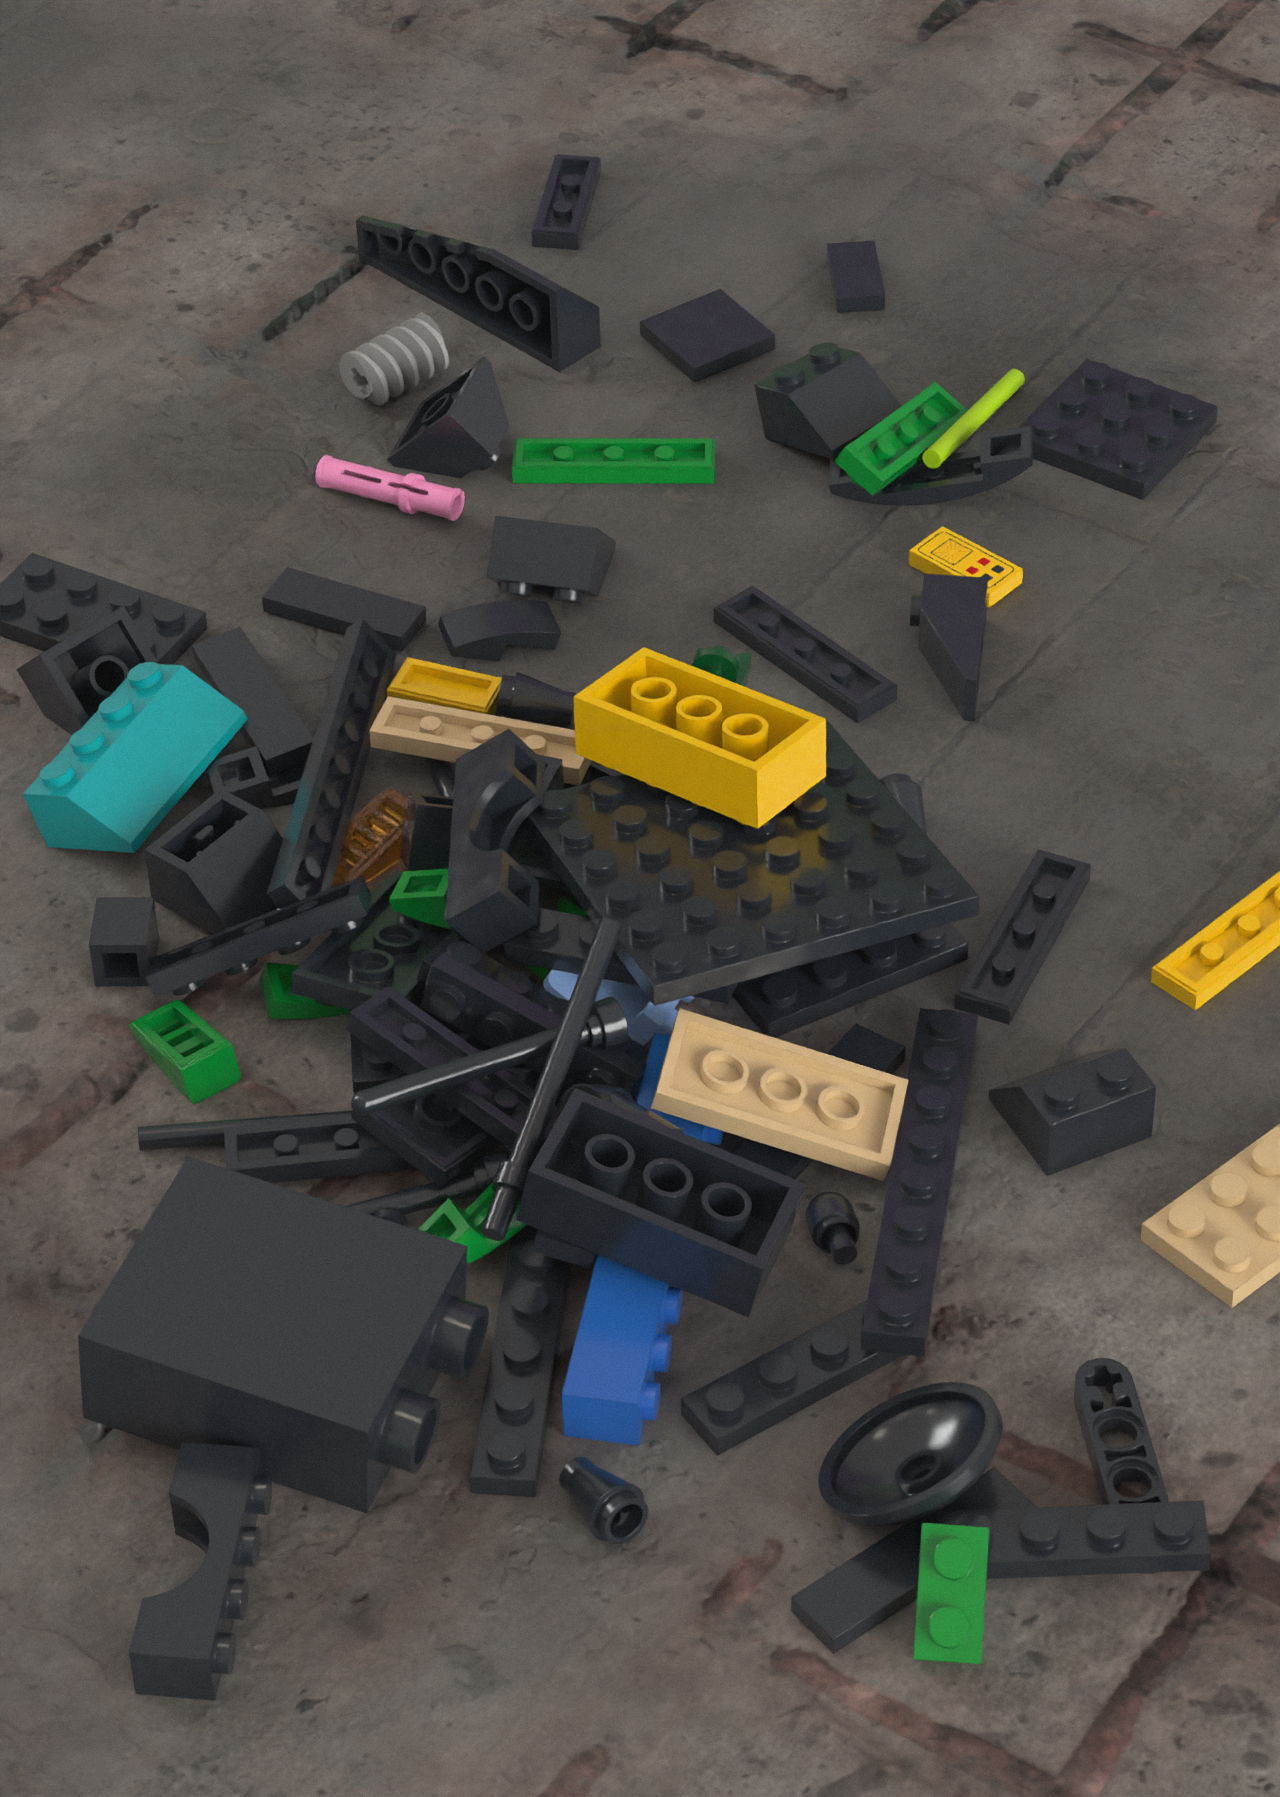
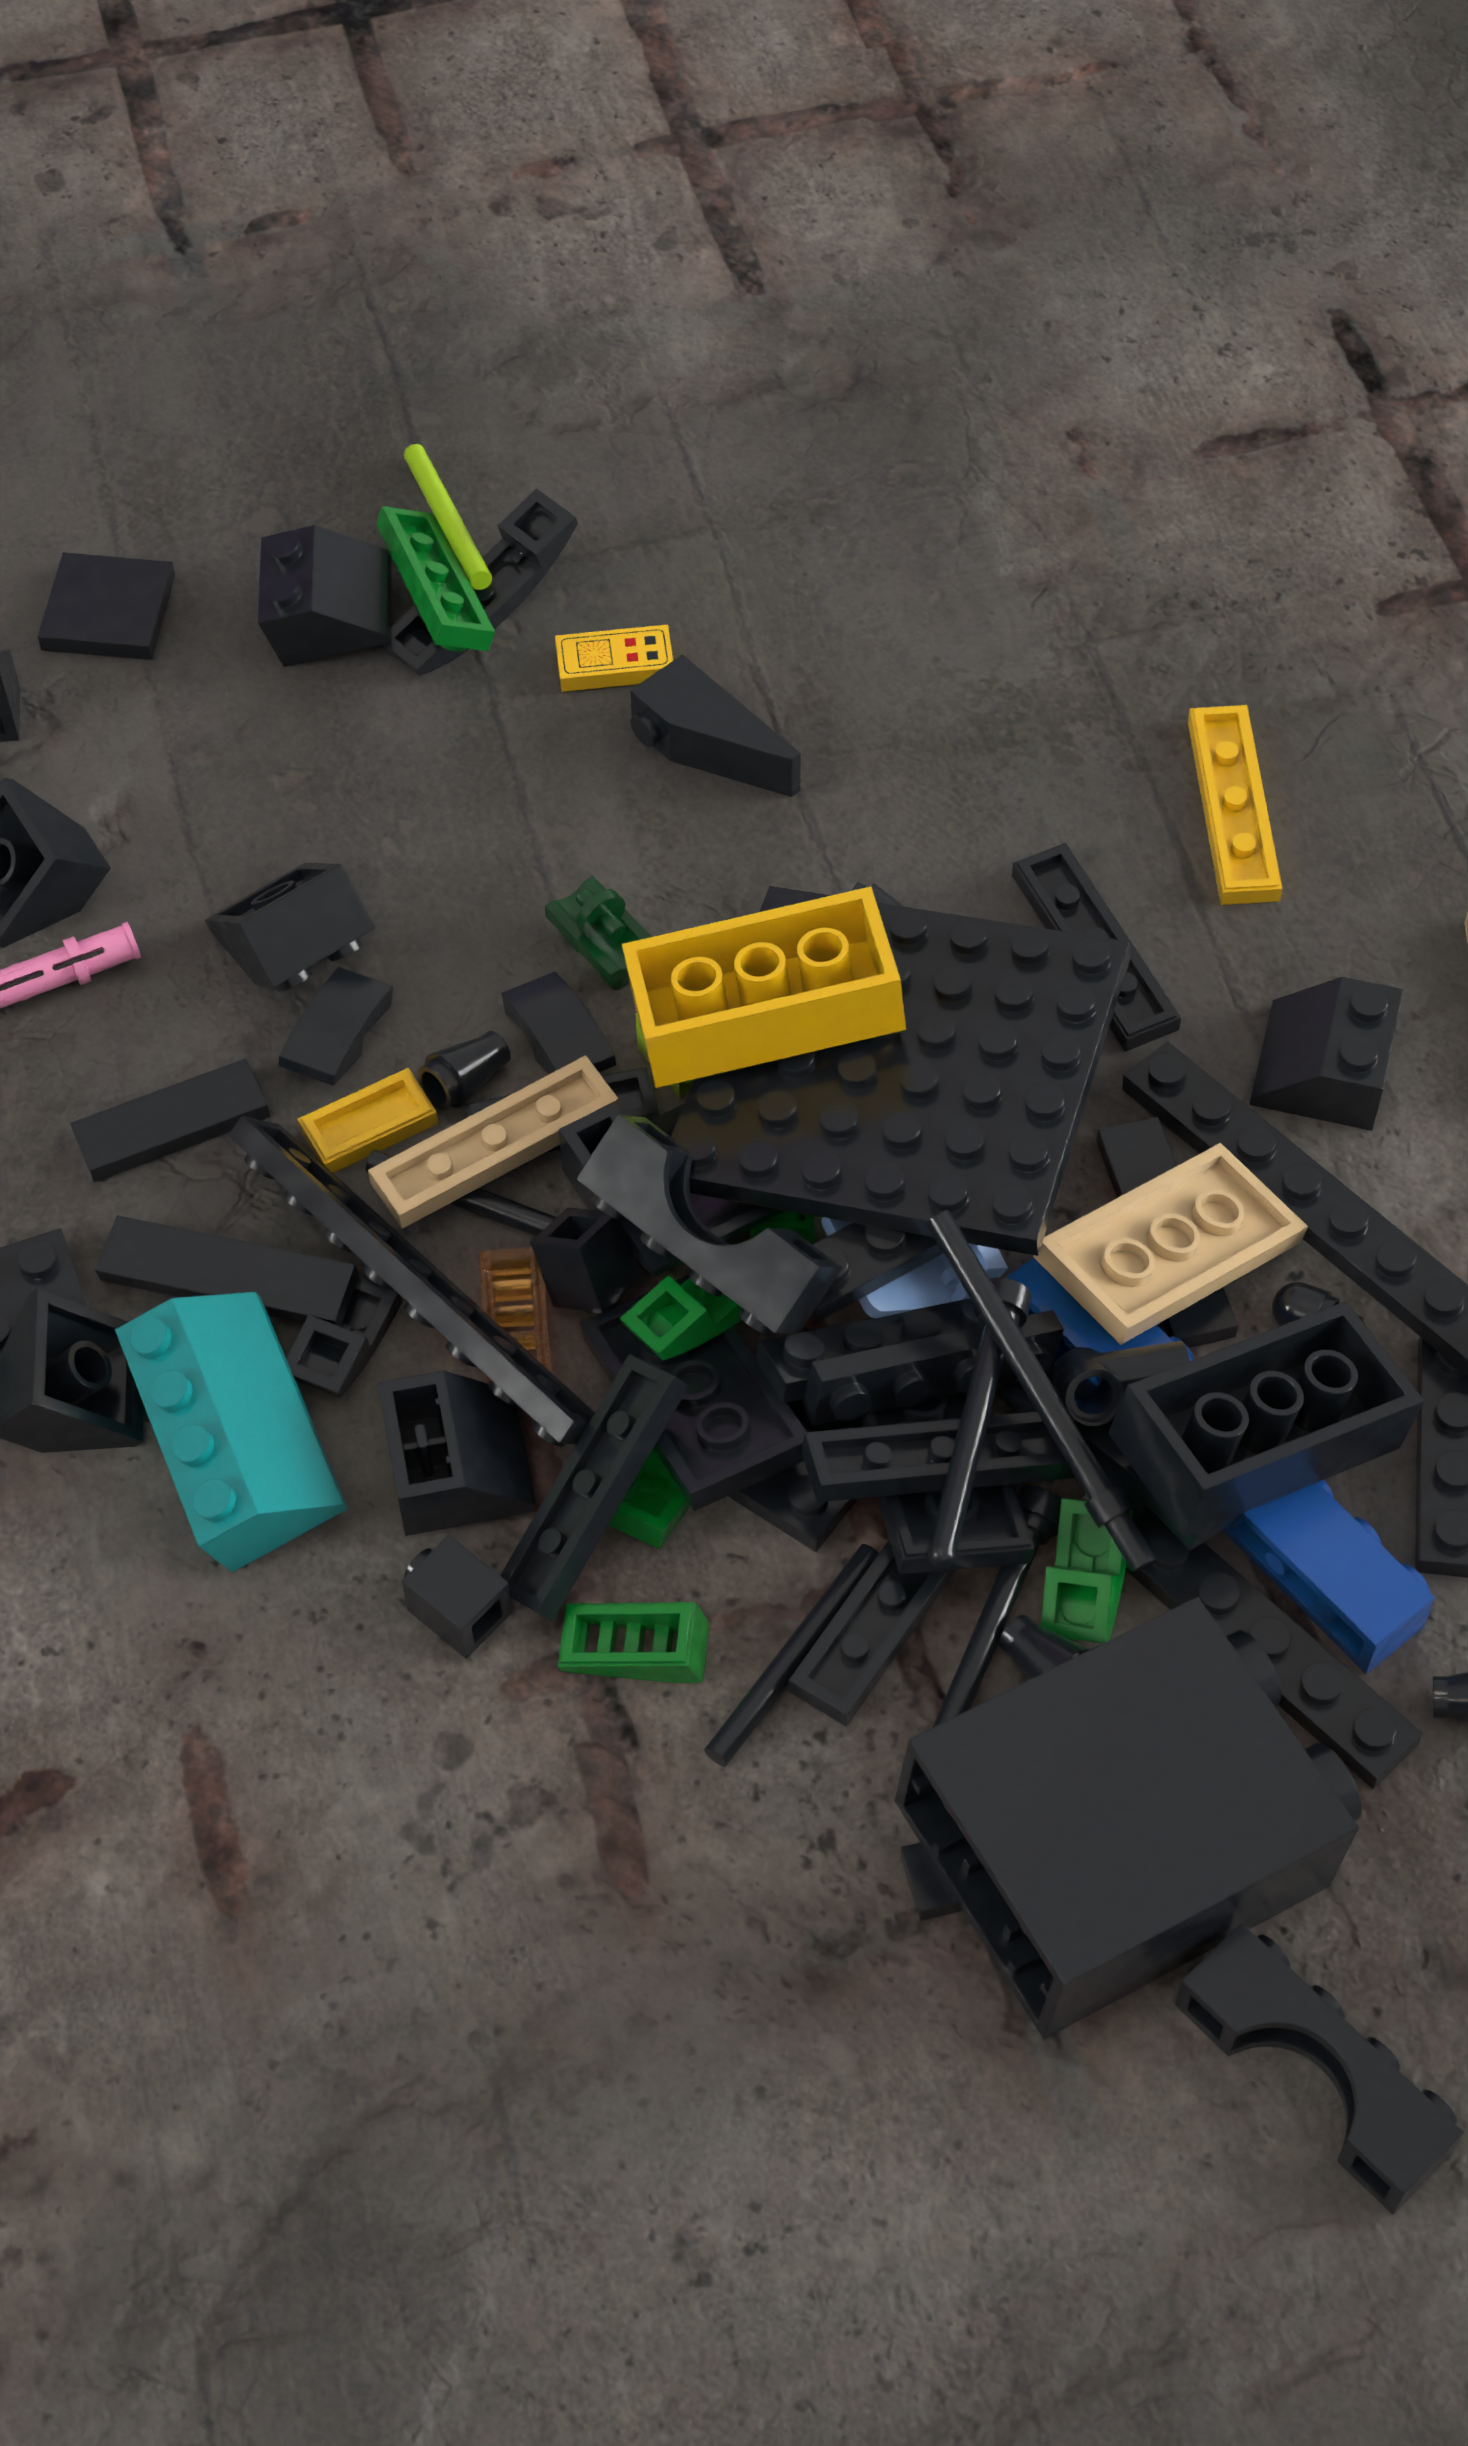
camera: 50 degrees left, 15 degrees up
(613, 461) = (196, 789): green tile -> none
(805, 654) = (599, 840): black tile -> none
(855, 276) = (153, 454): black tile -> none
(1117, 428) = (553, 434): black plate -> none

